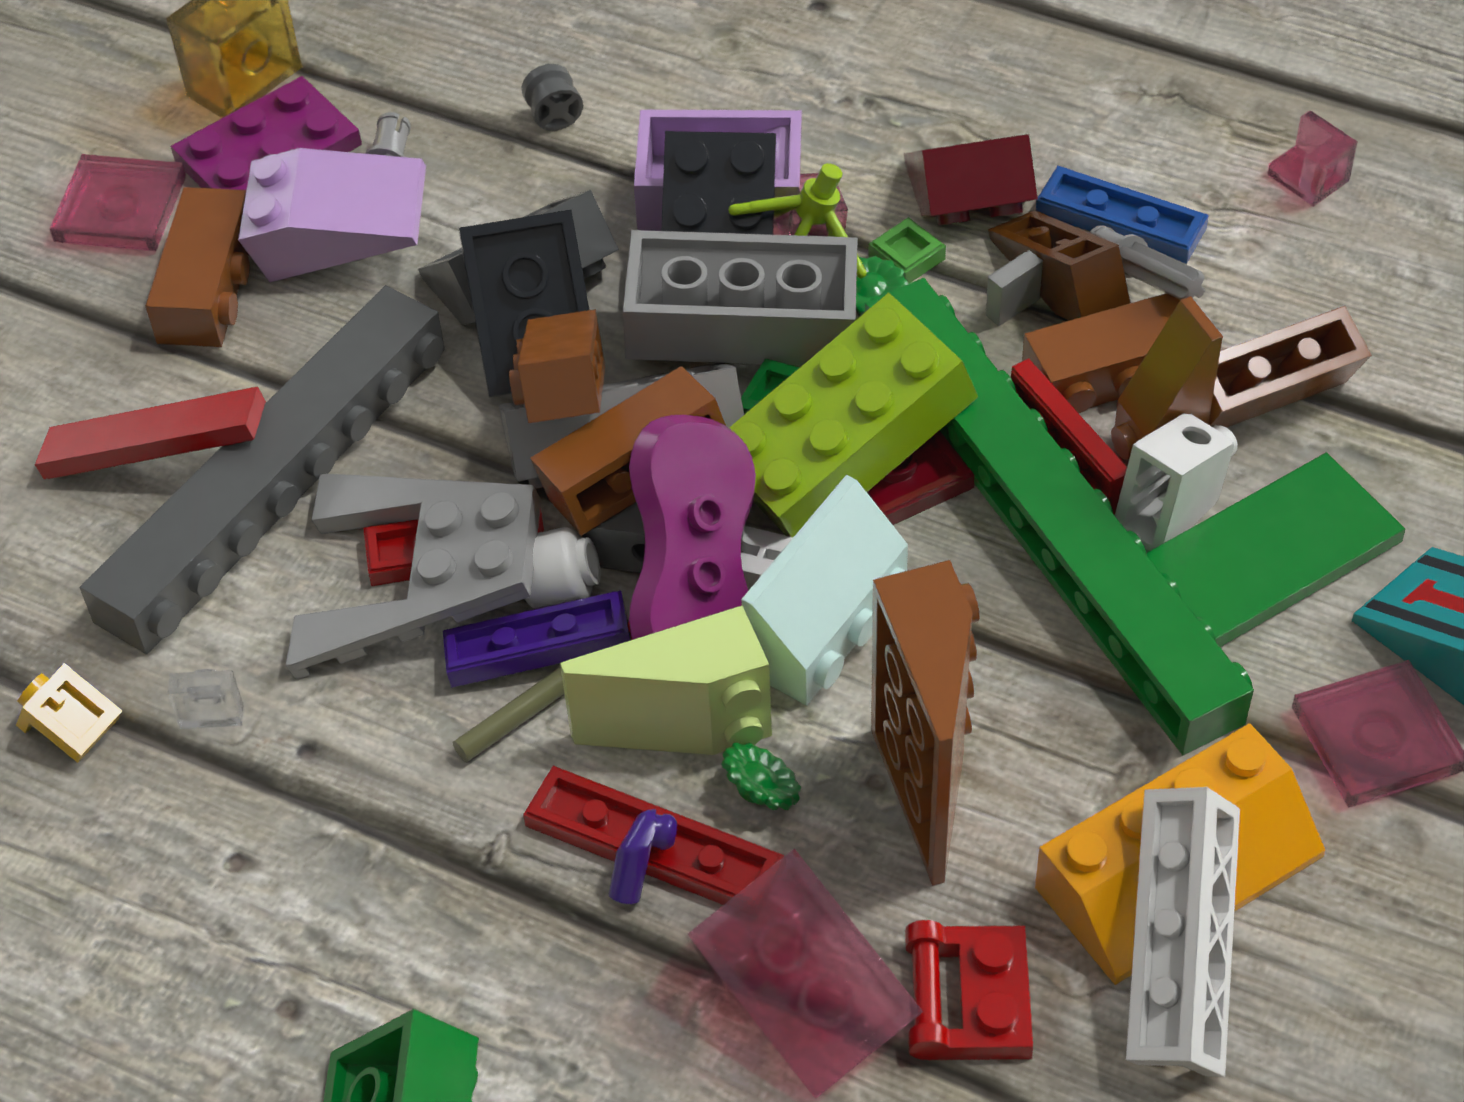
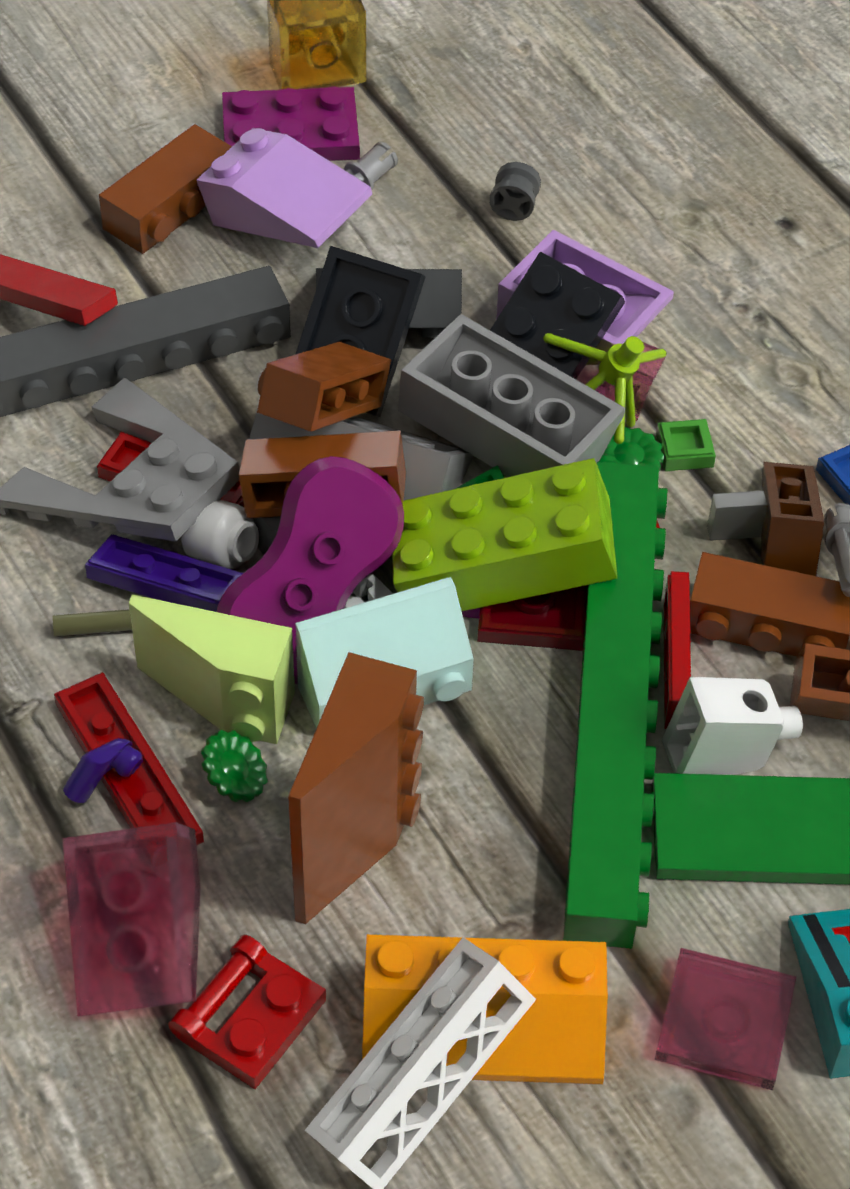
camera: 30 degrees right, 0 degrees up
(118, 202) = (155, 112): clear pink tile -> none
(972, 177) = (778, 414): dark red slope -> none
(1171, 379) = (772, 645): dark orange slope -> none

